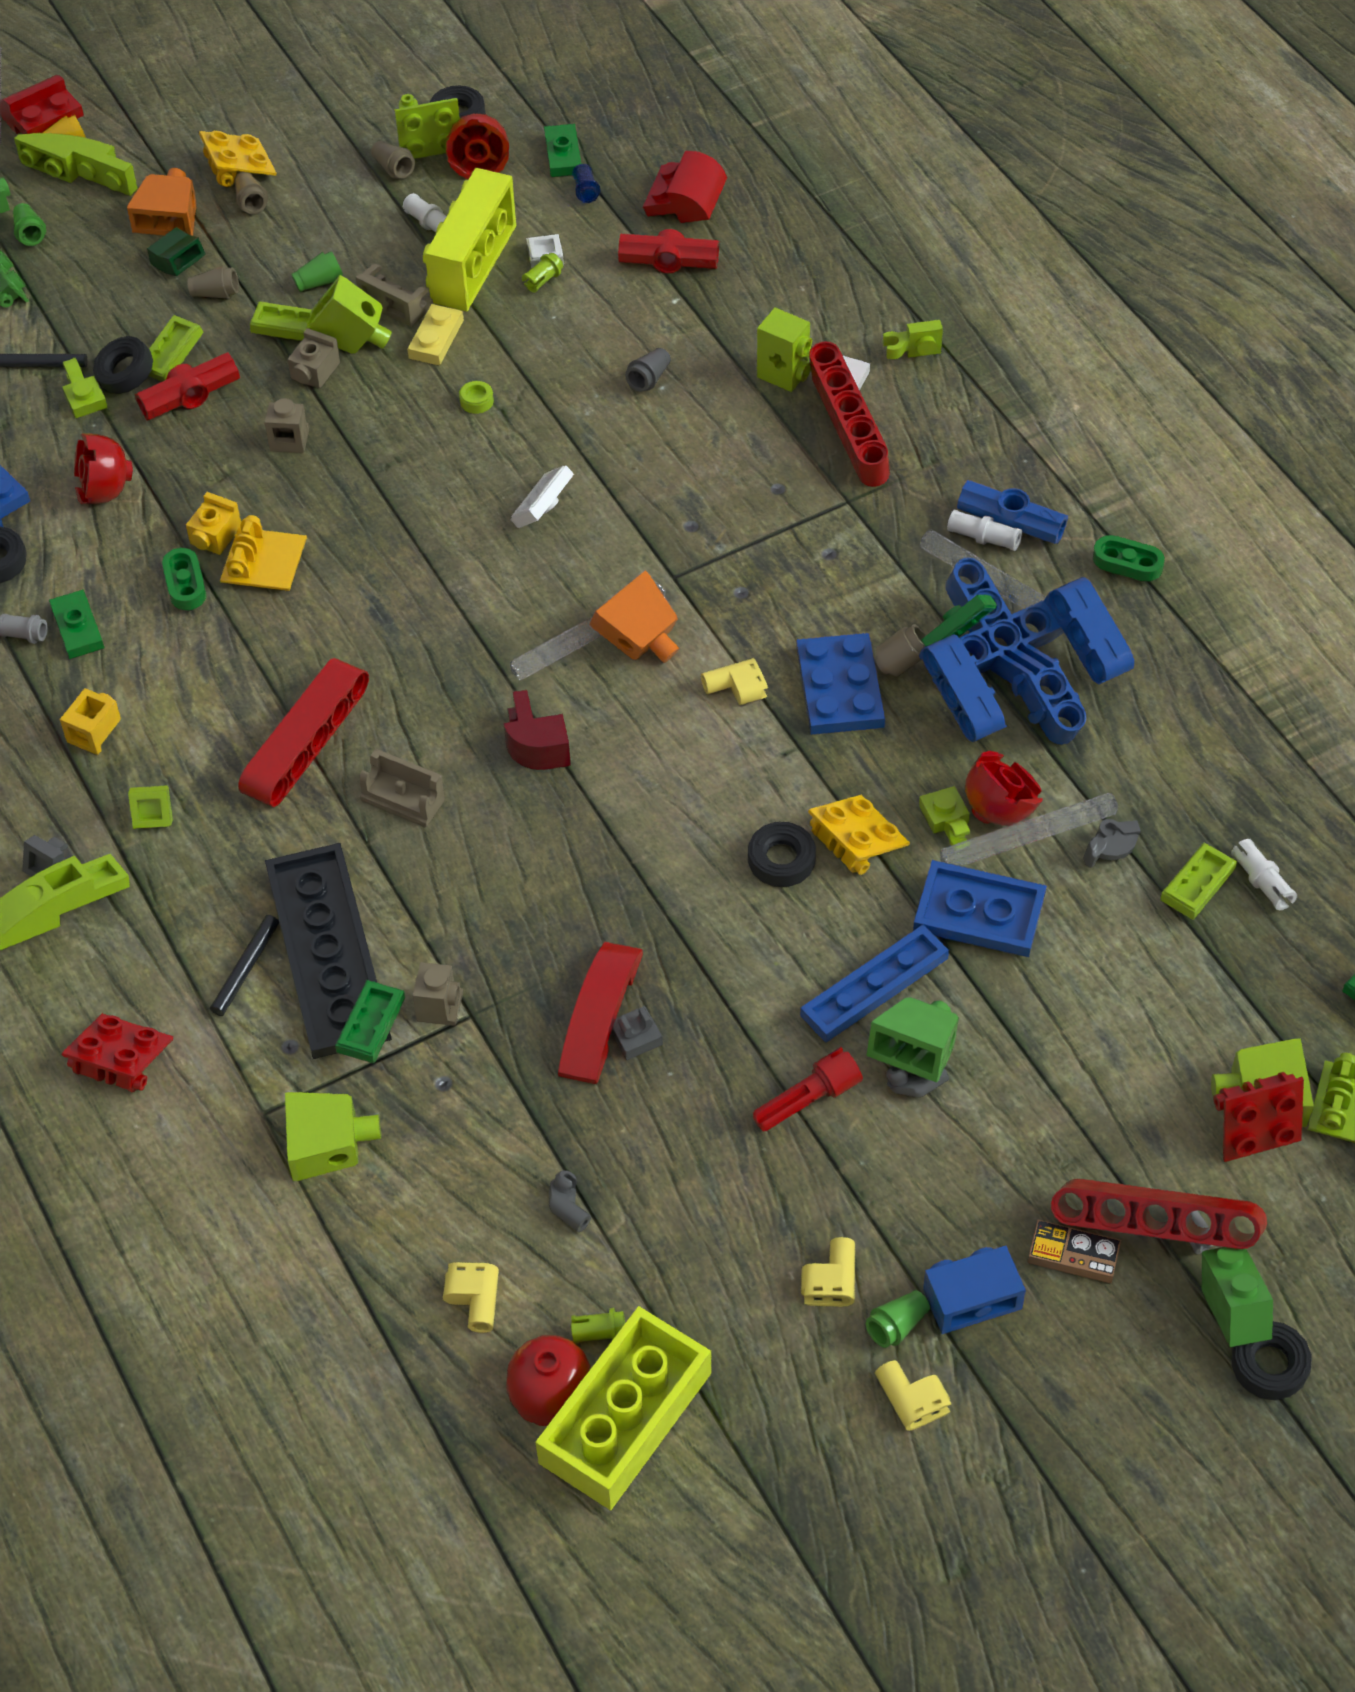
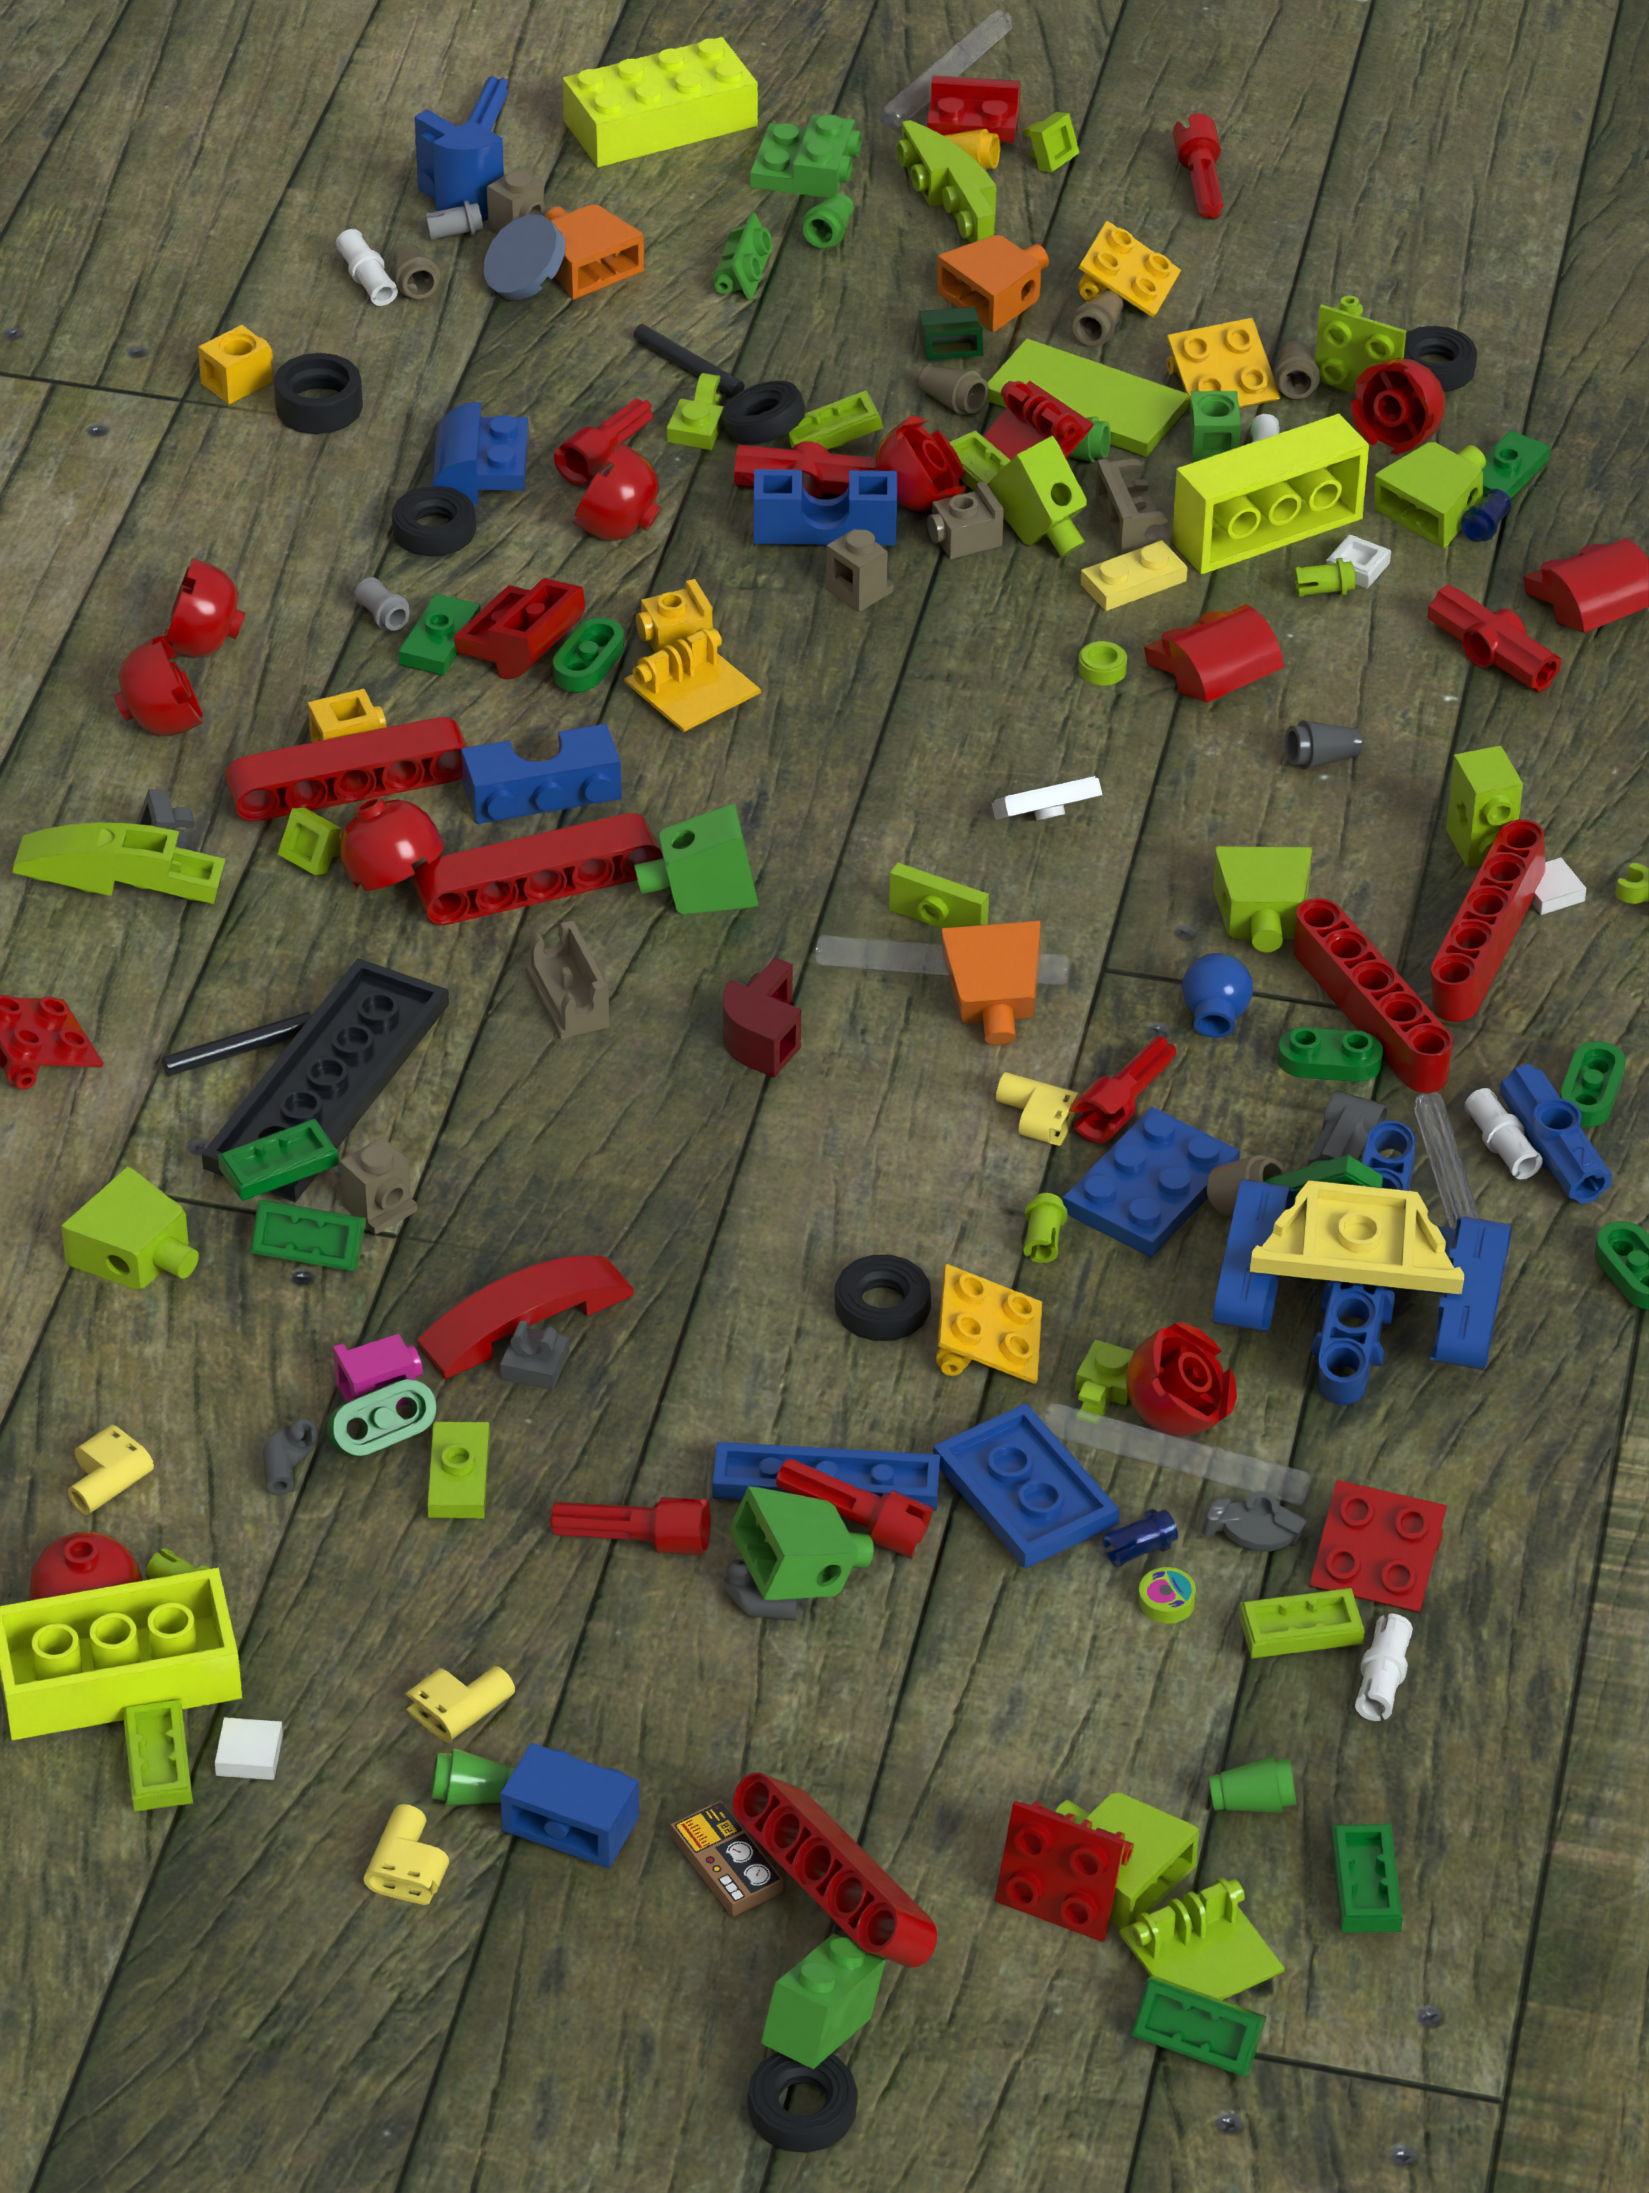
camera: 40 degrees right, 10 degrees down
(44, 450) = (589, 448): none -> red piece
(108, 102) = (1052, 141): none -> lime tile
(120, 746) = (346, 769): none -> red beam
(128, 586) = (521, 625): none -> red brick
(196, 61) = (1198, 151): none -> red piece
(208, 418) = (792, 516): none -> blue arch
(210, 777) = (386, 841): none -> red cylinder
(227, 693) = (508, 787): none -> blue arch
(256, 344) = (924, 465): none -> red cylinder
(291, 243) = (1134, 407): none -> lime tile
(296, 278) = (1033, 417): none -> red hinge
(351, 182) = (1224, 360): none -> yellow hinge
(387, 219) = (1213, 423): none -> bright green brick
(405, 662) = (702, 864): none -> bright green torso
(428, 1055) = (308, 1235): none -> green plate
(536, 351) = (1217, 653): none -> red brick
(546, 186) = (1431, 490): none -> lime torso
(553, 597) = (935, 899): none -> lime plate
(566, 1112) = (375, 1366): none -> dark pink brick
(598, 1139) = (380, 1419): none -> plate
(671, 1134) = (458, 1470): none -> lime plate
(708, 1449) = (157, 1755): none -> lime plate
(716, 476) = (1261, 891): none -> lime torso
(751, 1401) = (248, 1748): none -> white tile
(758, 550) = (1217, 993): none -> blue piece
(774, 652) = (1111, 1101): none -> red piece
(814, 743) = (1045, 1217): none -> lime pin
(836, 496) = (1372, 995): none -> red beam
(850, 544) = (1330, 1054): none -> green plate
(911, 581) = (1347, 1127): none -> dark grey piece
(938, 983) = (891, 1520): none -> red piece
(994, 467) = (1594, 1081): none -> green plate
(1023, 639) = (1359, 1239): none -> light yellow wing
(1071, 885) = (1152, 1532): none -> clear blue pin
(1113, 916) = (1167, 1595): none -> lime tile
(1186, 808) = (1378, 1545): none -> red hinge
(1283, 990) = (1255, 1787): none -> bright green cone

